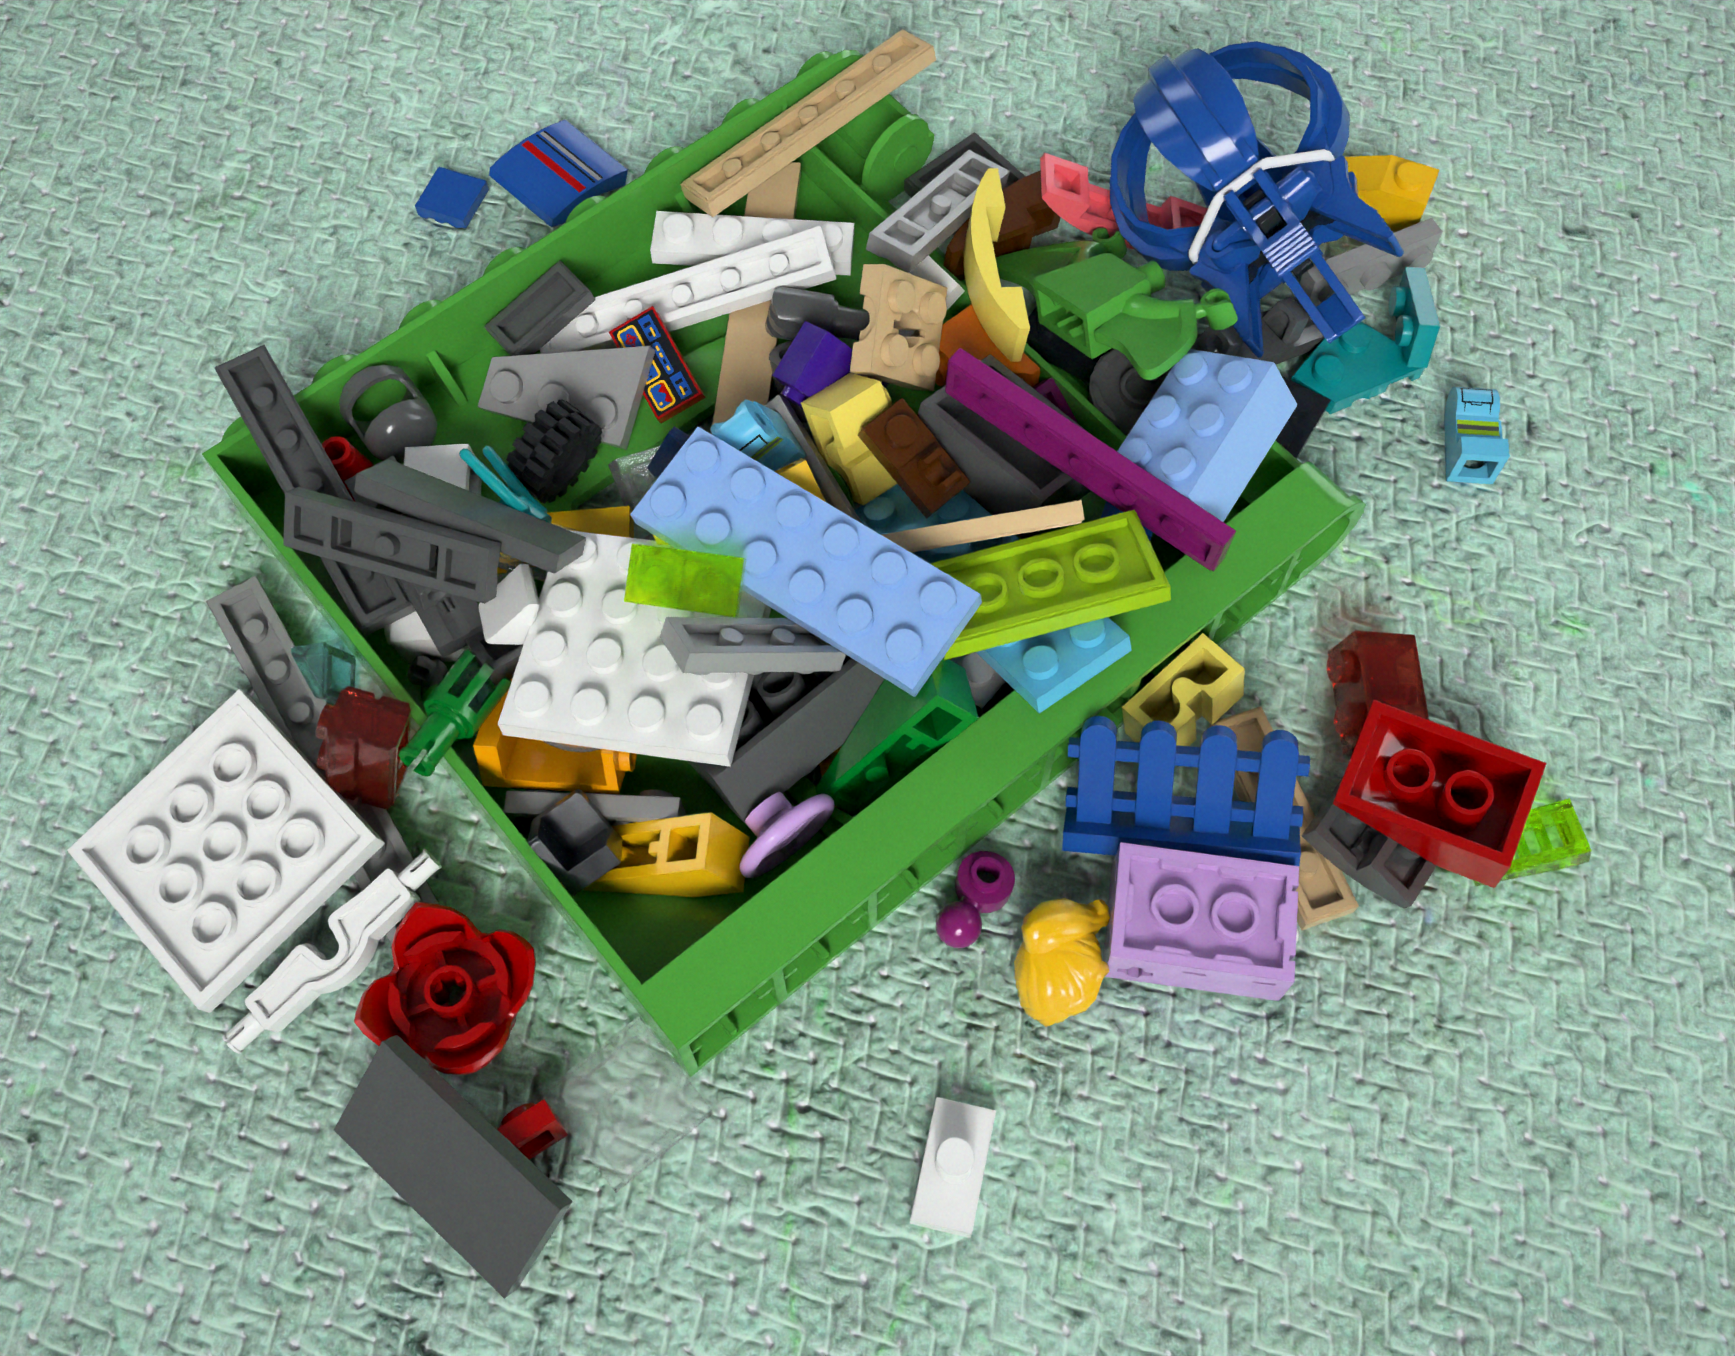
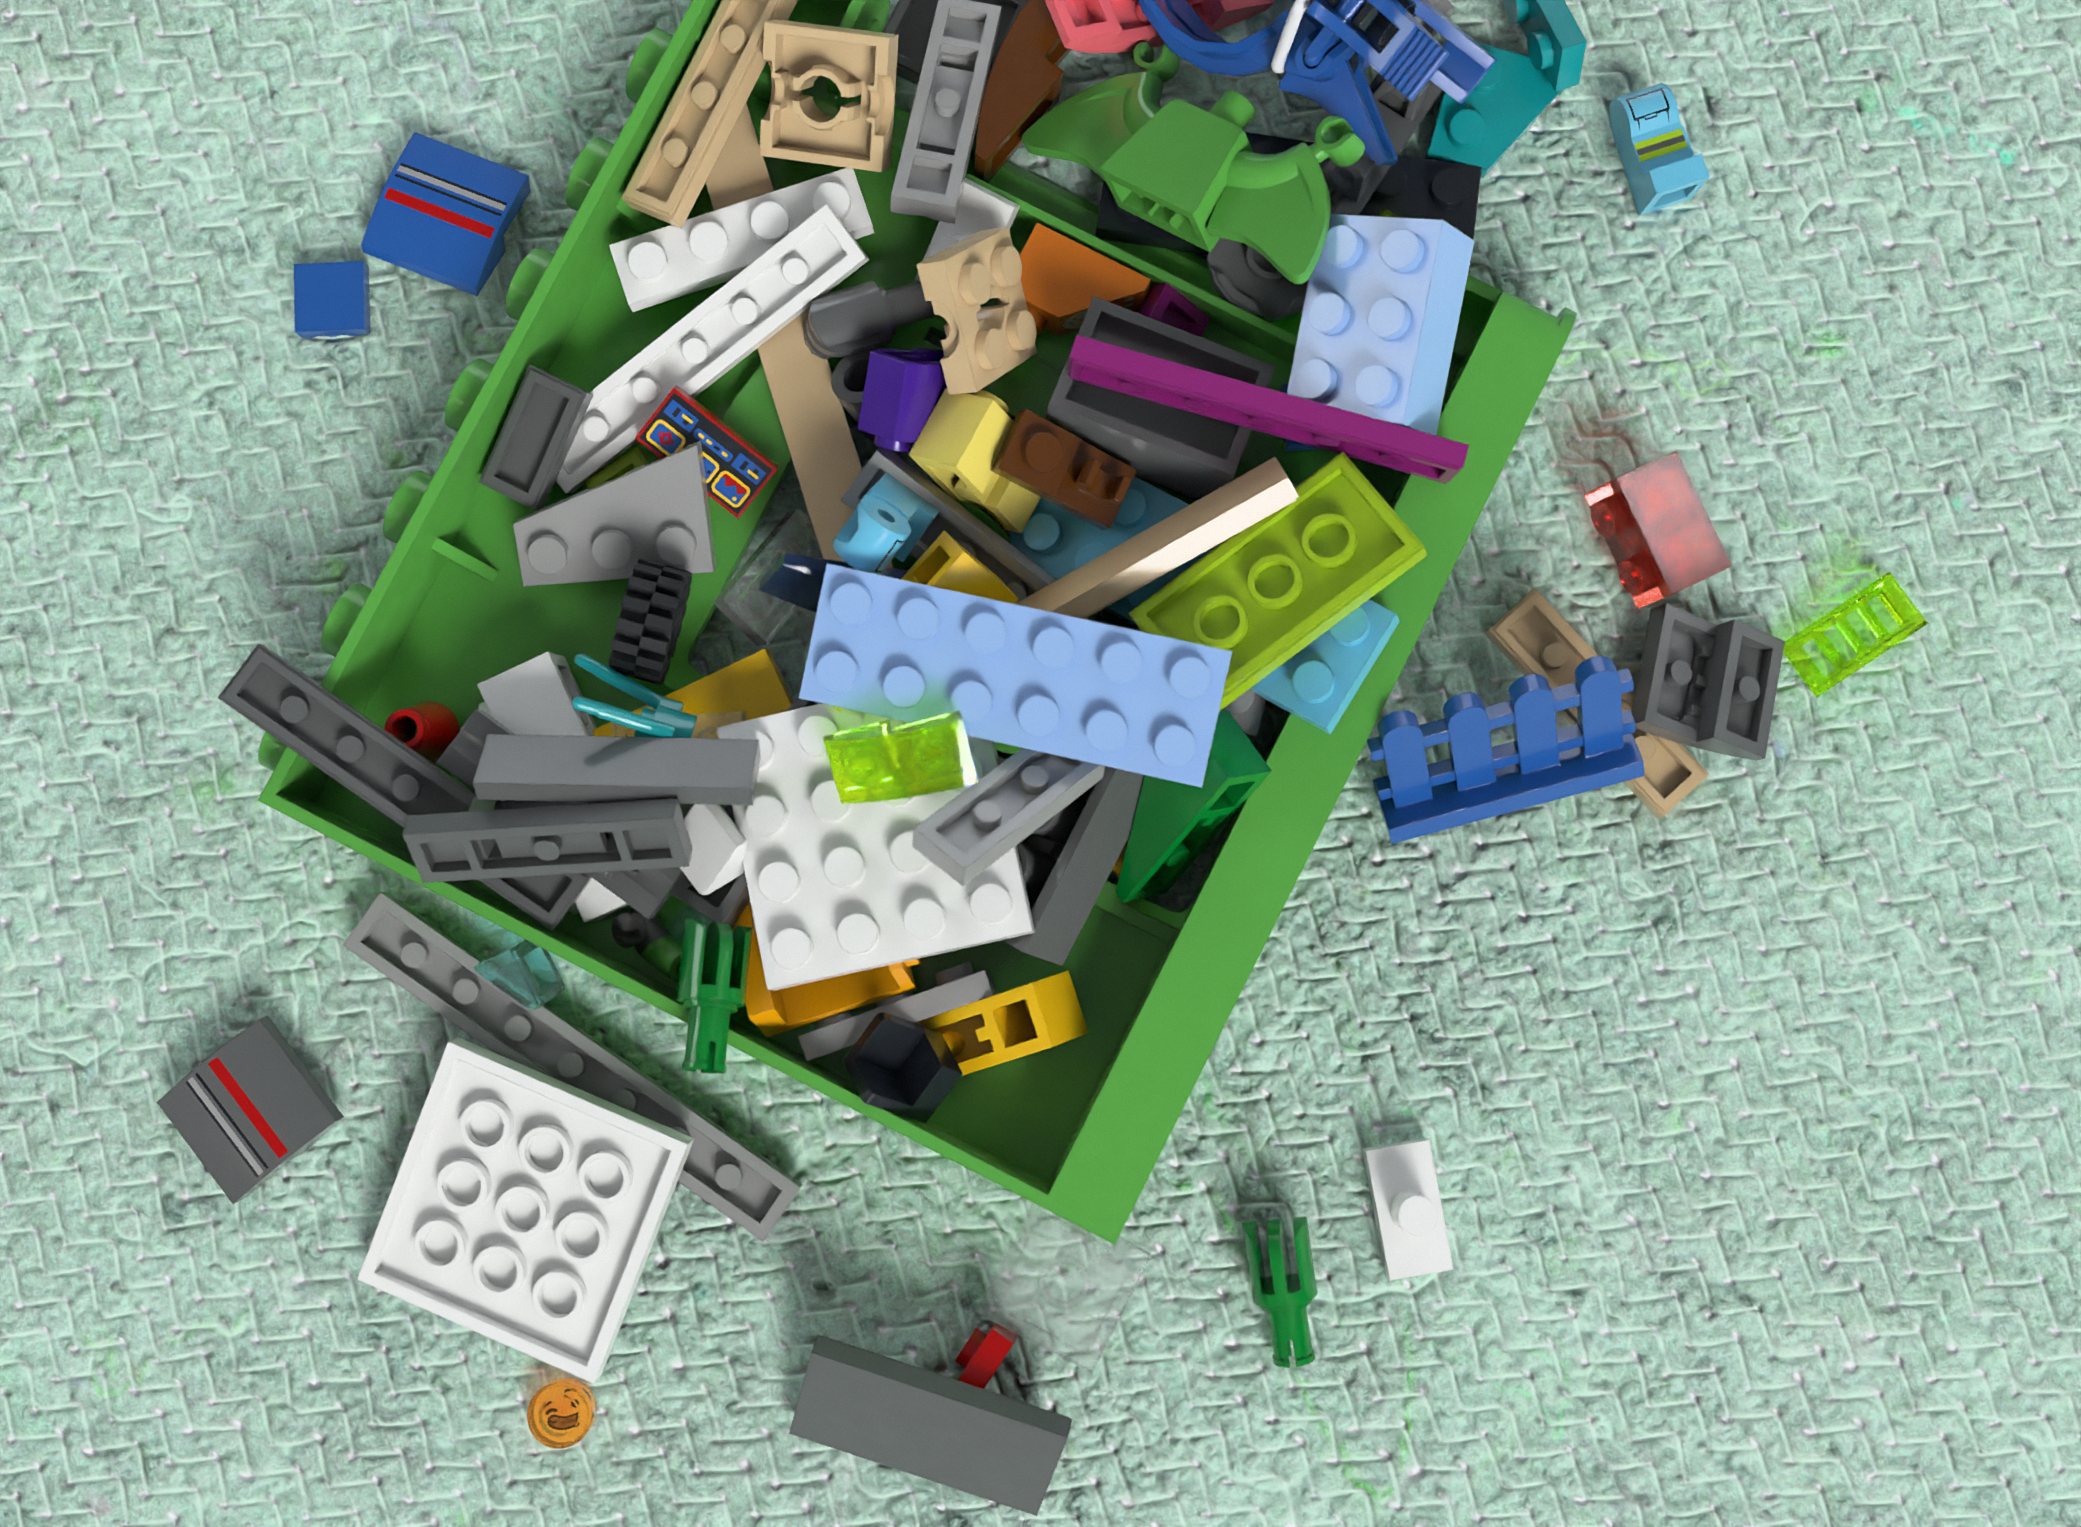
camera: 20 degrees left, 20 degrees up
(67, 694) = (250, 1109): none -> dark grey slope
(161, 1033) = (561, 1413): none -> clear orange tile
(309, 973) = (713, 1239): white piece -> none
(364, 745) = (627, 1056): clear red brick -> none
(400, 425) = (446, 653): dark grey helmet -> none
(432, 953) = (807, 1297): red brick -> none
(782, 830) = (1105, 959): lavender piece -> none
(814, 1178) = (1283, 1293): none -> green arm
(887, 153) = (858, 65): none -> tan brick
(959, 921) = (1316, 962): magenta plate -> none
(998, 308) = (1084, 233): light yellow slope -> none
(1060, 959) = (1438, 966): yellow hair -> none
(1193, 685) = (1469, 599): light yellow brick -> none
(1202, 921) = (1563, 868): lavender piece -> none
(1440, 792) = (1763, 630): red slope -> none

